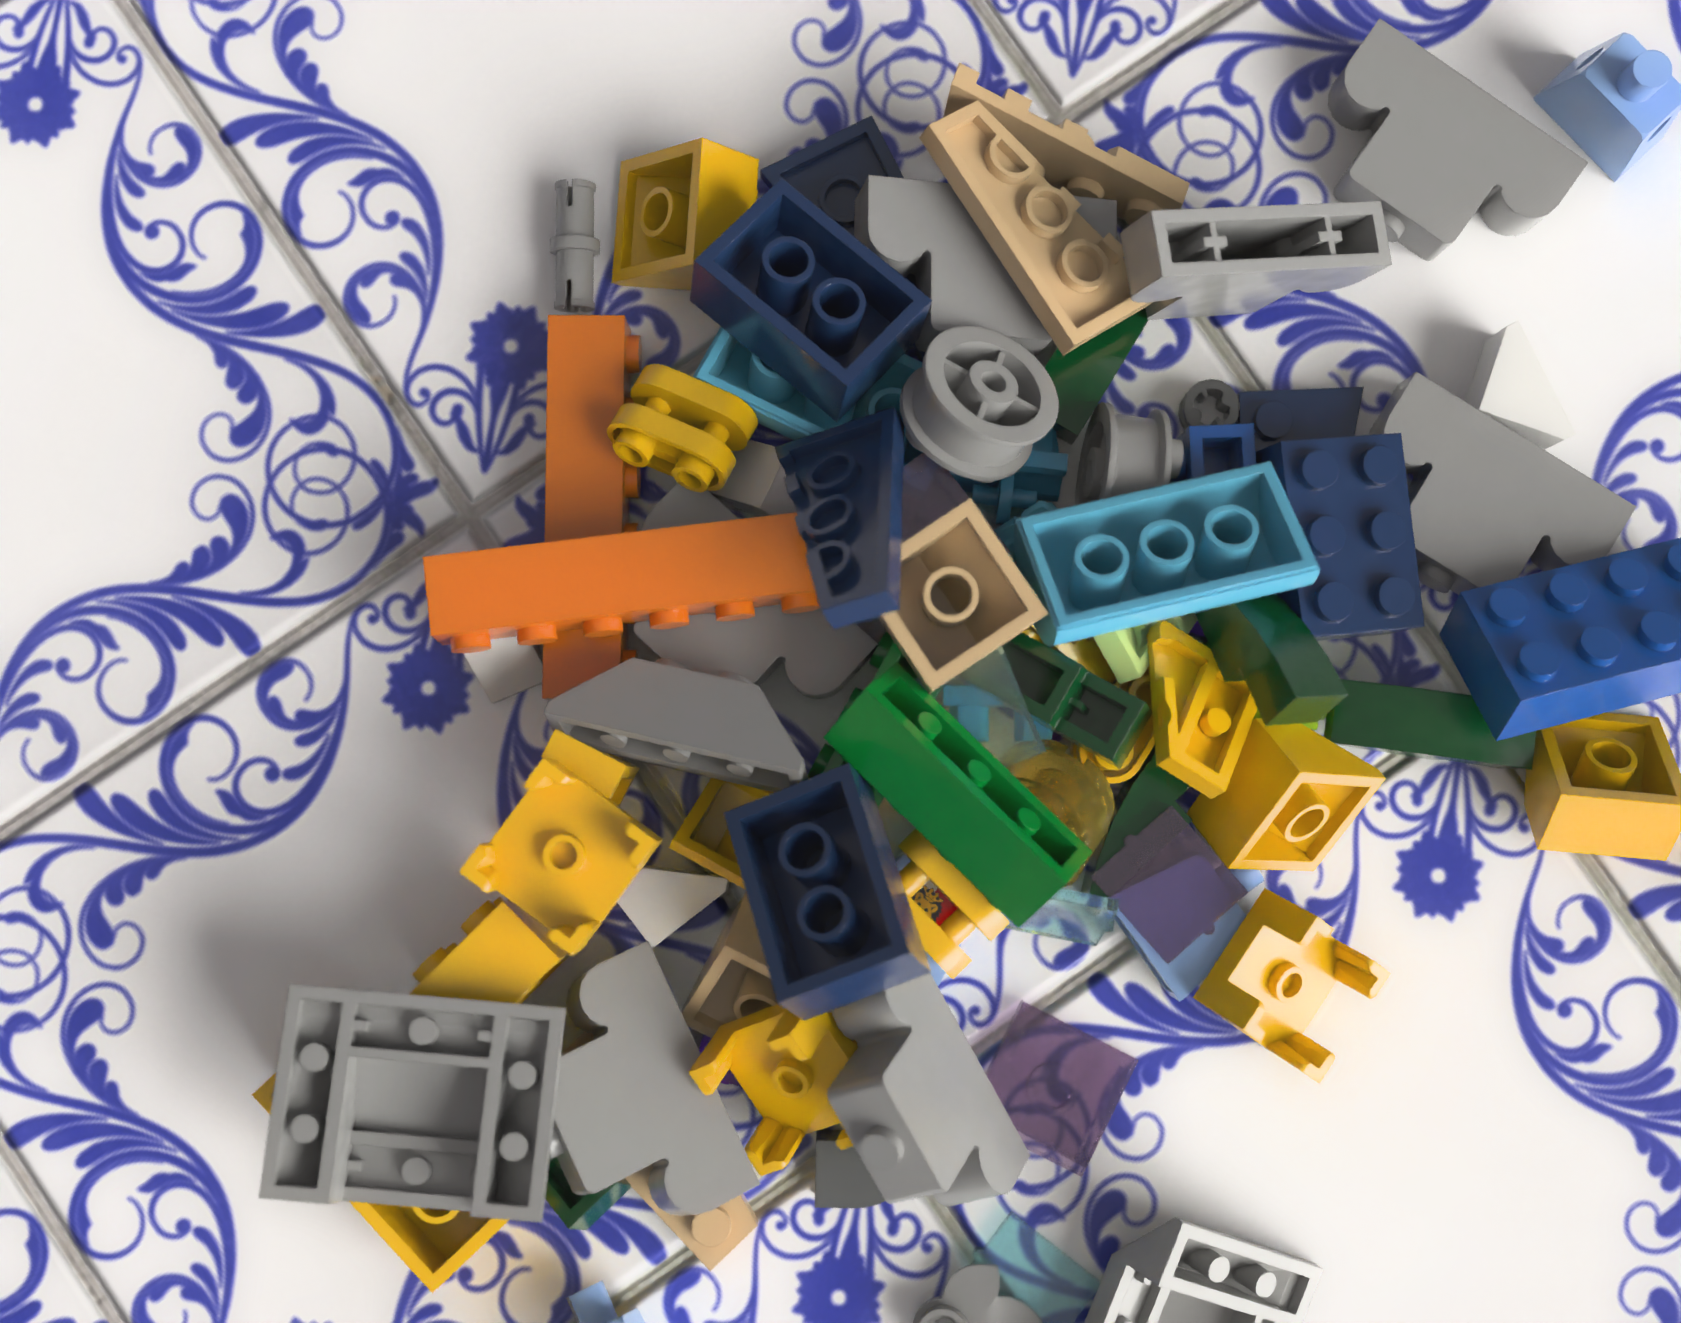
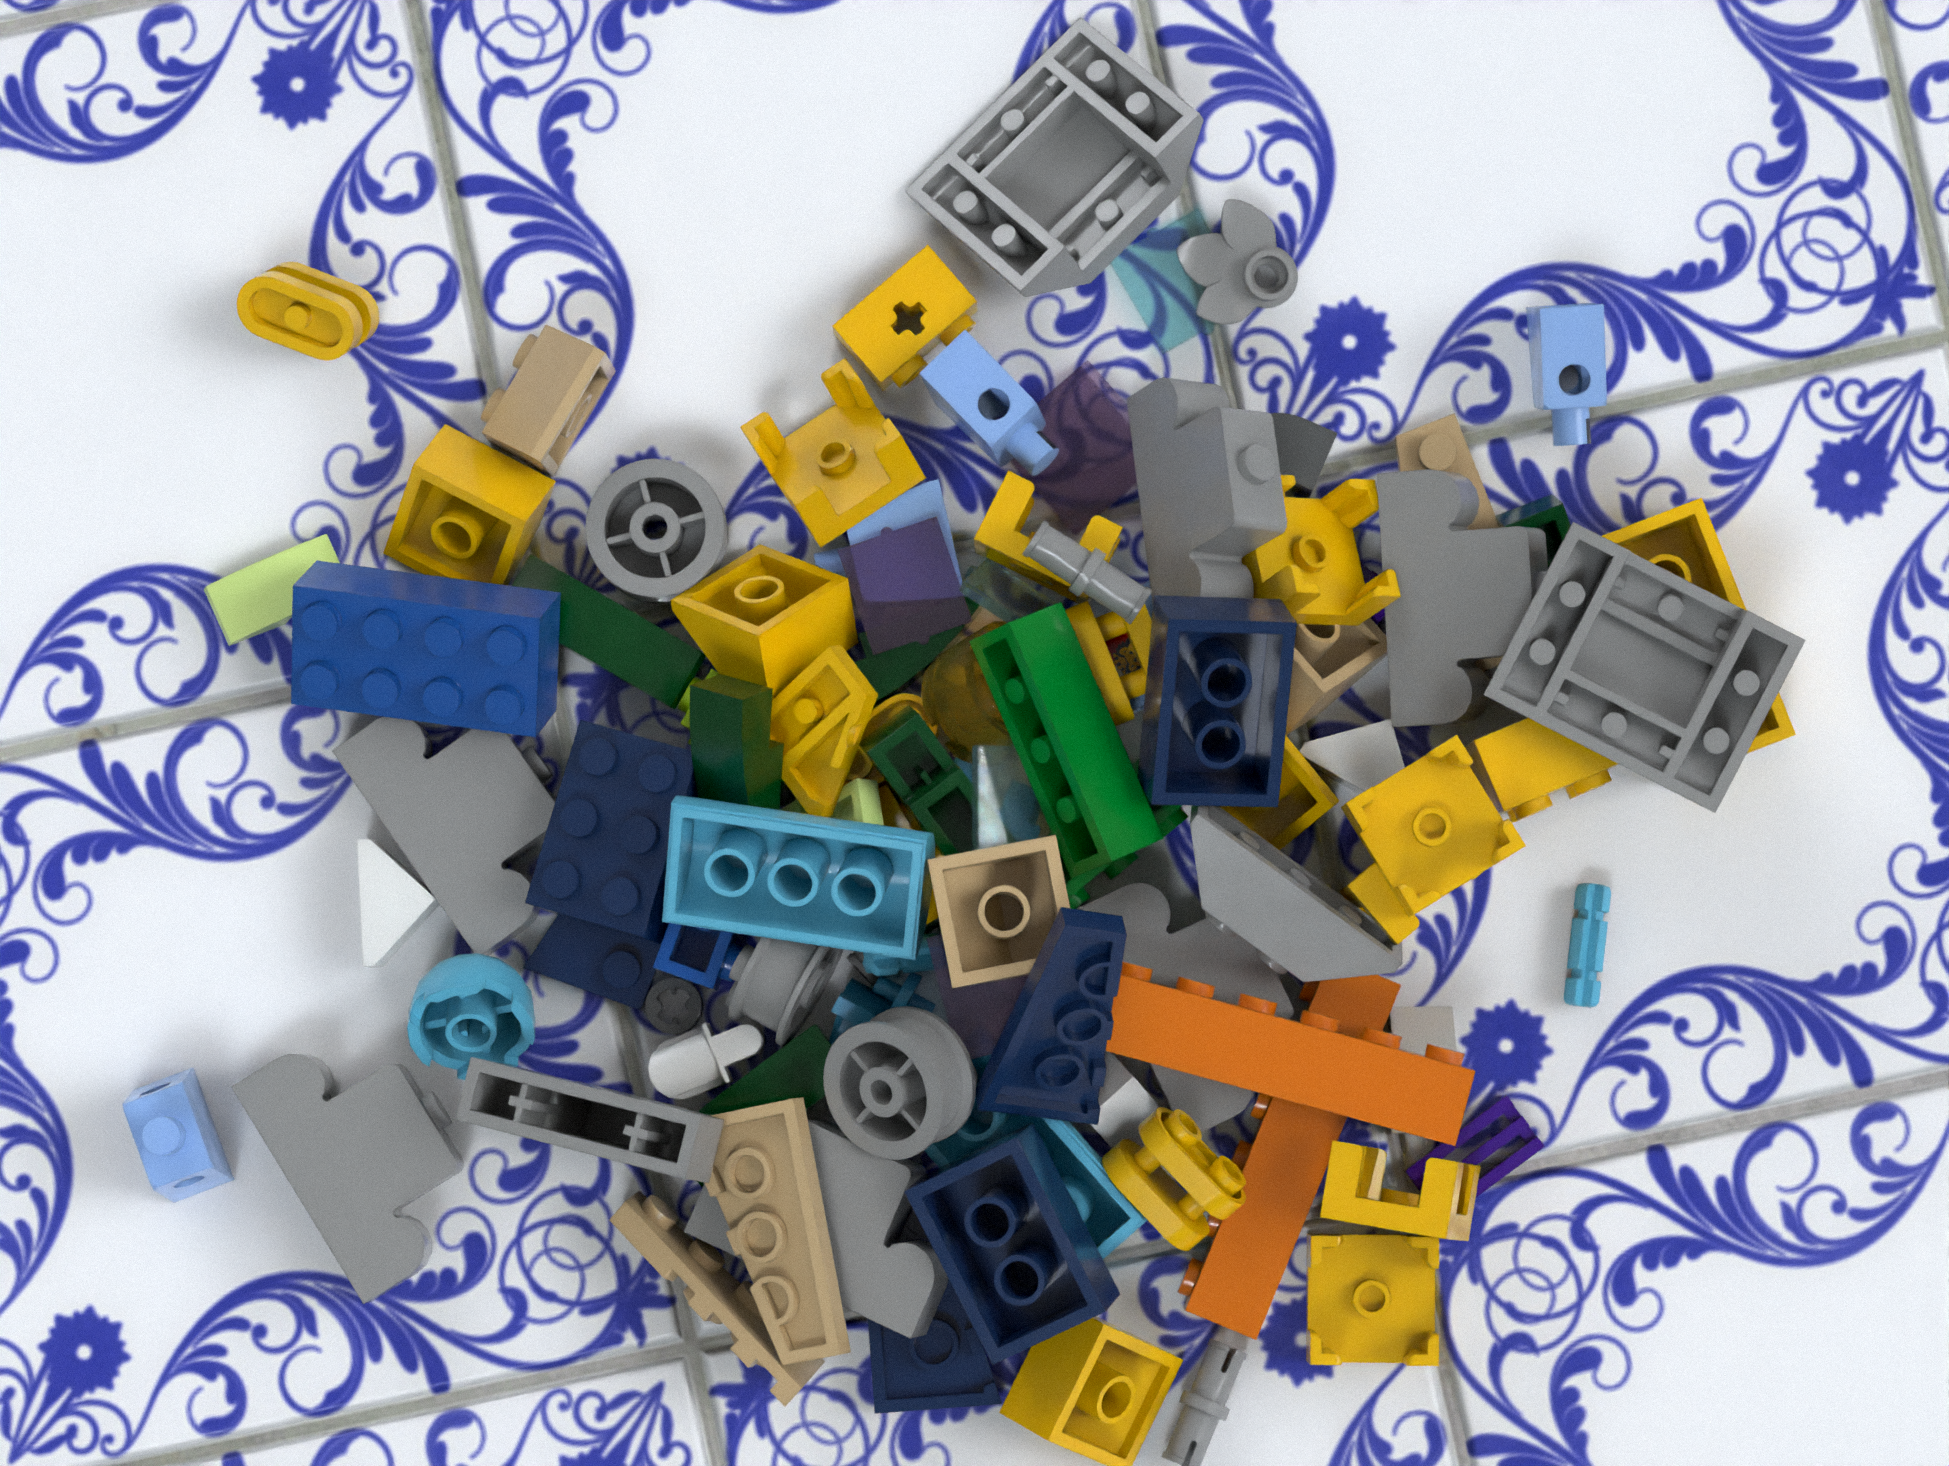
camera: 145 degrees left, 0 degrees up
(386, 811) = (1587, 945): none -> medium azure axle
(395, 558) = (1517, 1126): none -> dark purple tile
(458, 402) = (1371, 1299): none -> yellow panel
(460, 480) = (1355, 1191): none -> yellow panel
(1006, 968) = (1087, 572): none -> light grey pin
(1097, 973) = (1003, 543): none -> yellow panel
(1164, 1096) = (976, 392): none -> light blue torso
(1166, 367) = (700, 1060): none -> white arm
(1264, 1178) = (916, 287): none -> yellow brick
(1399, 319) = (471, 1010): none -> medium azure cylinder
(1459, 850) = (648, 494): none -> light grey wheel
(1577, 924) = (547, 398): none -> tan slope

